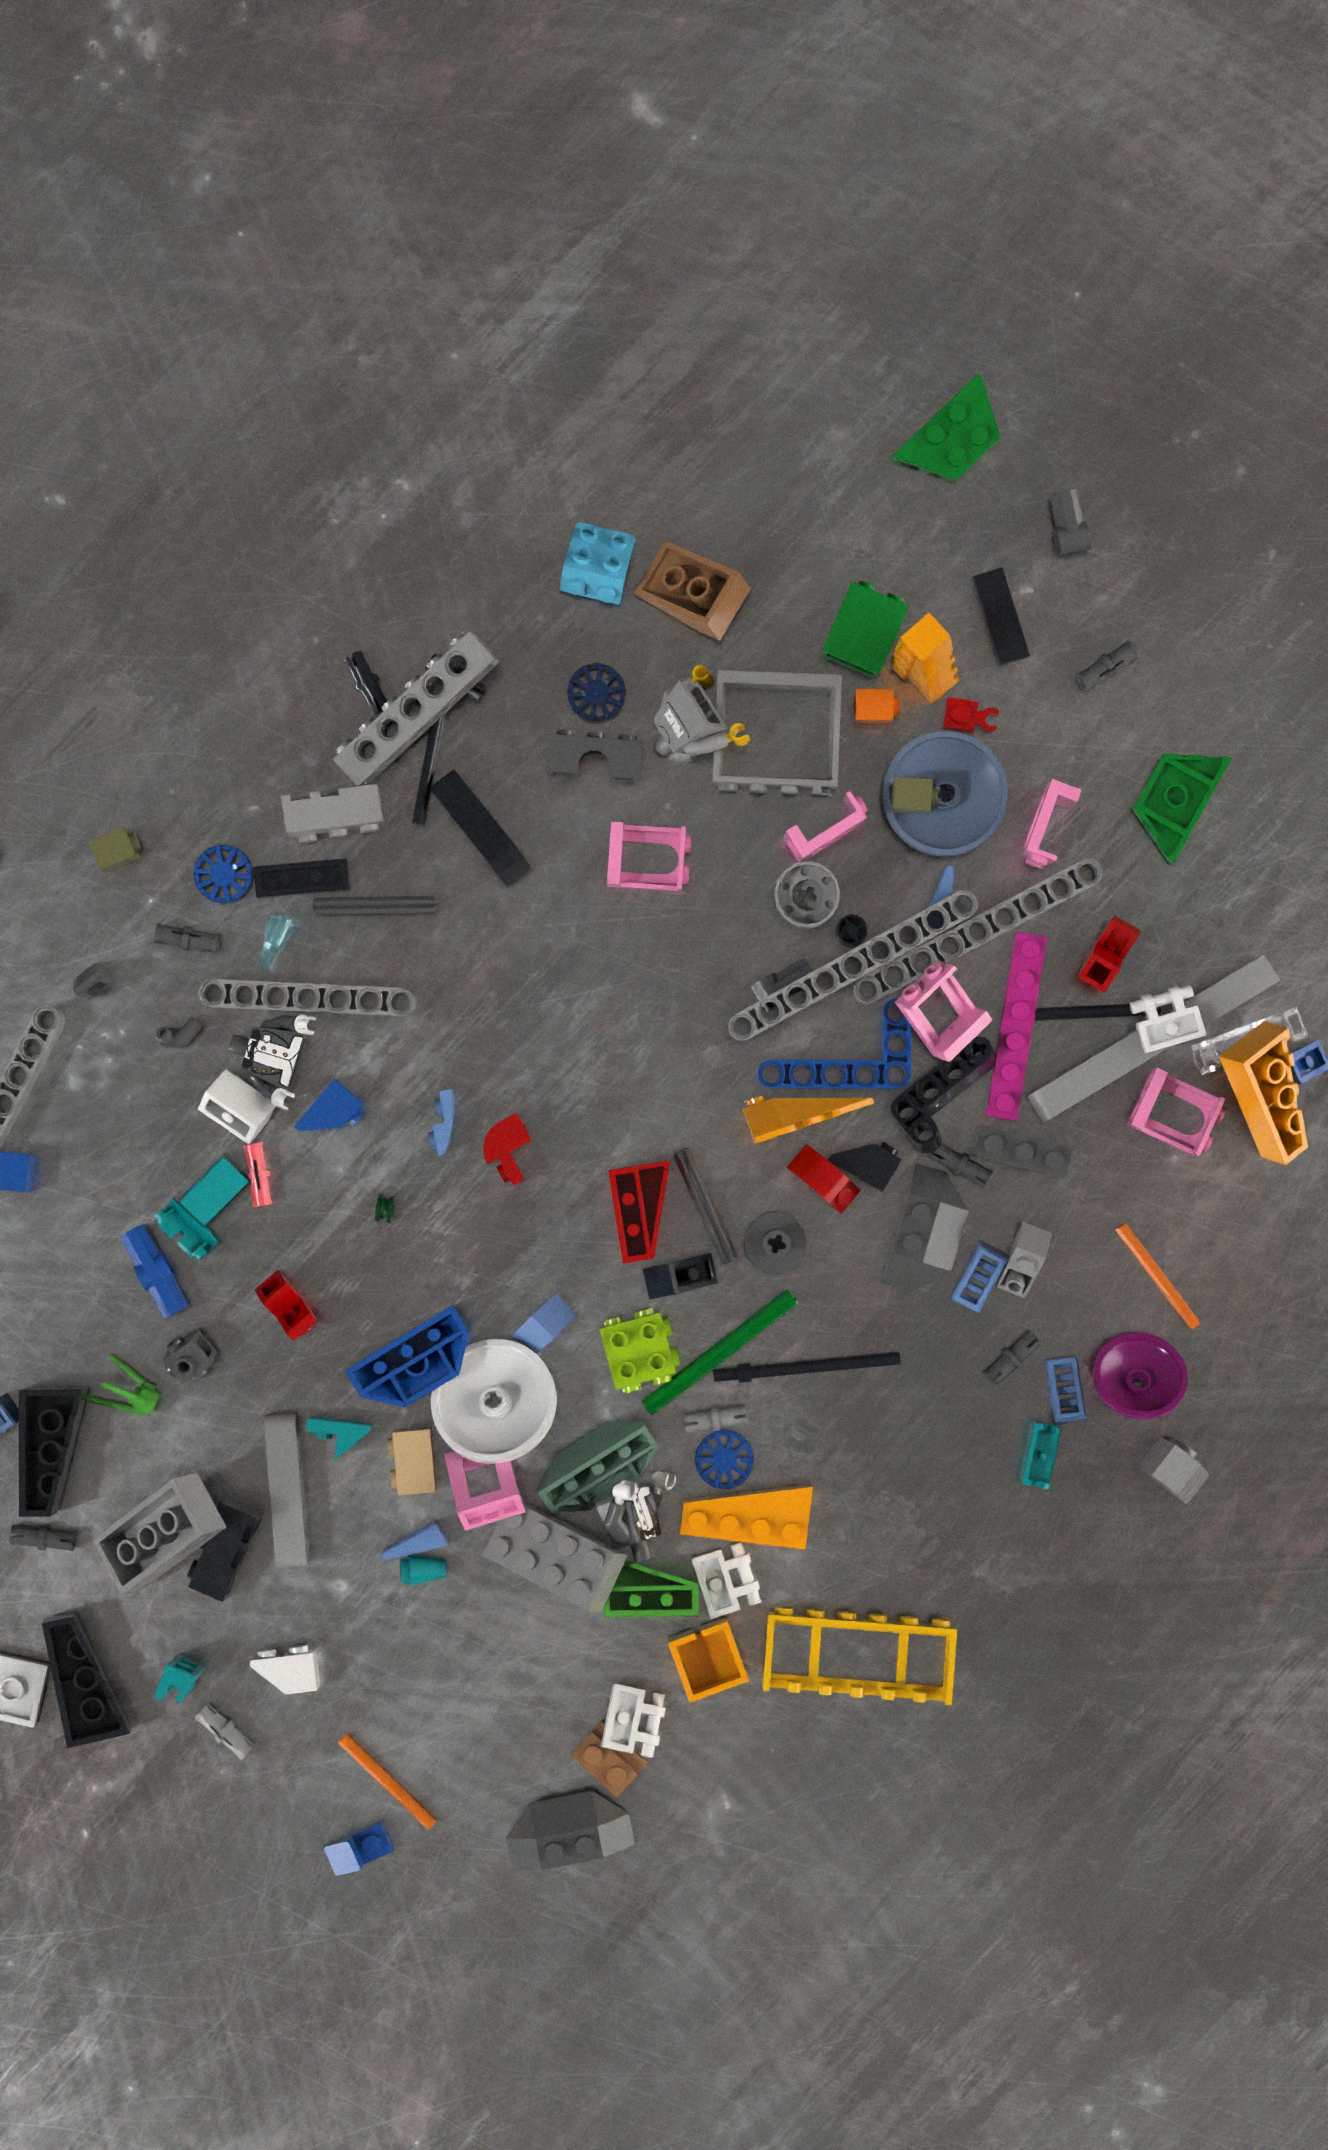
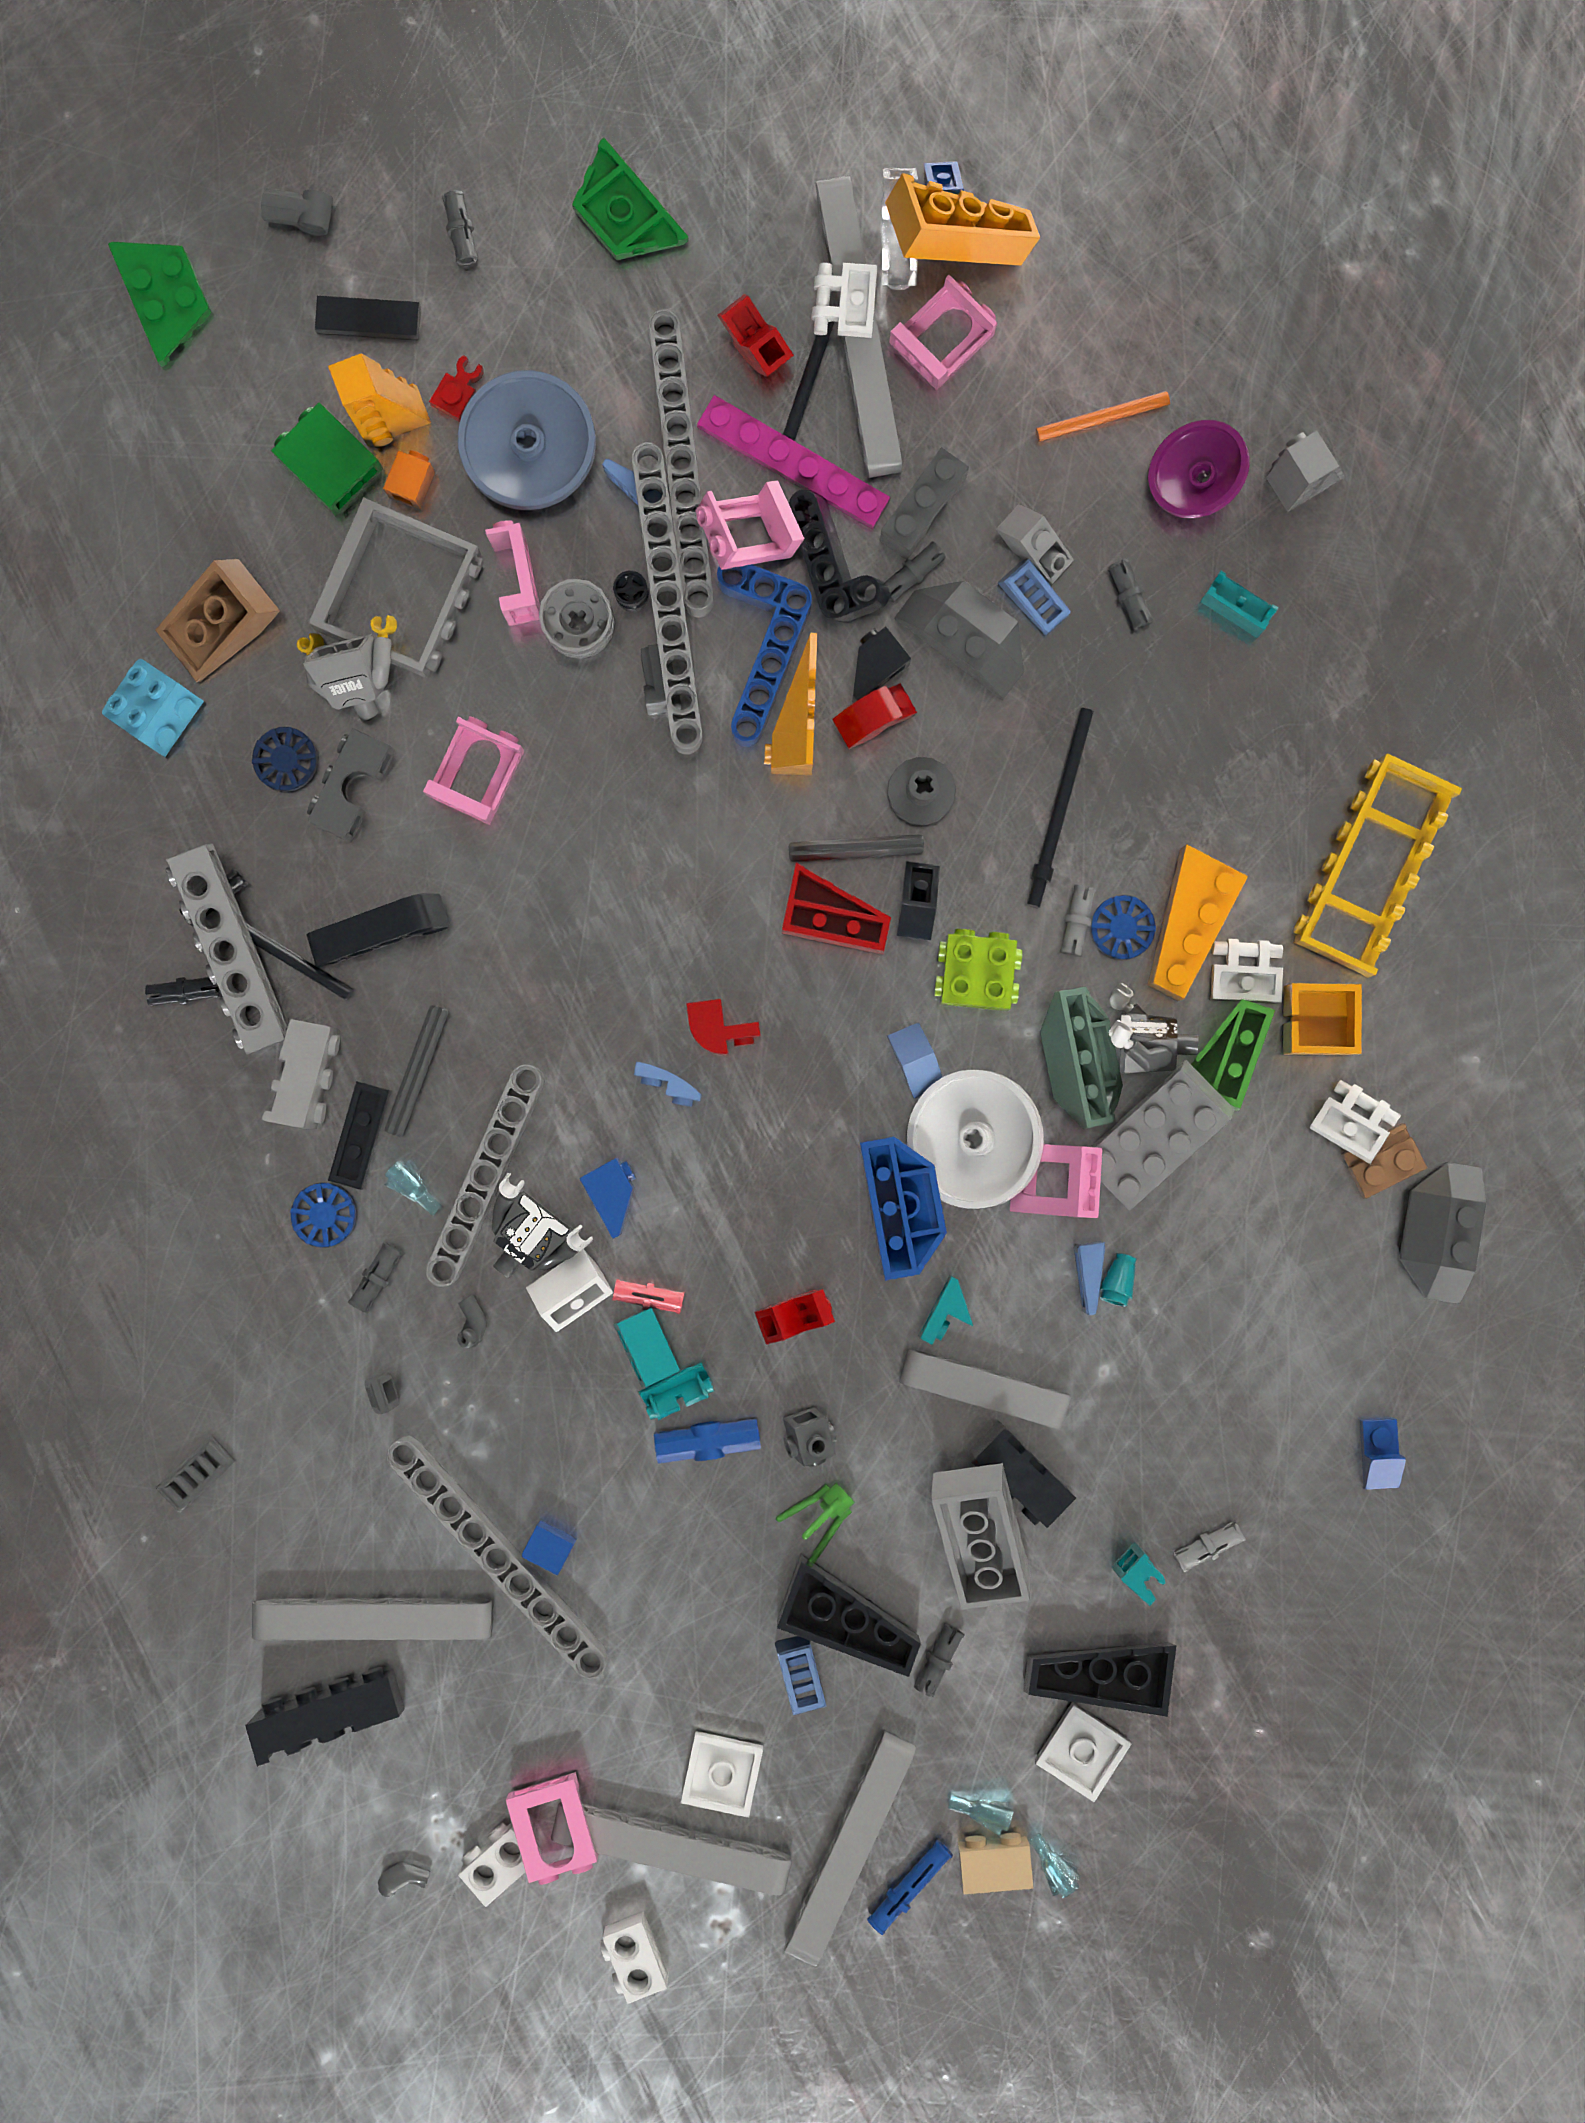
camera: 70 degrees left, 0 degrees up
(115, 849) = (253, 1316): olive brick -> none
(289, 1671) = (1172, 1455): white slope -> none
(384, 1208) = (733, 1177): dark green bush -> none
(386, 1781) = (1322, 1398): orange bar -> none
(413, 1461) = (1006, 1246): tan brick -> none
(719, 1352) = (1011, 890): green axle -> none
(913, 796) = (515, 469): olive brick -> none
(1053, 793) = (572, 329): bright pink panel -> none
(1072, 1417) = (1186, 541): medium blue slope -> none

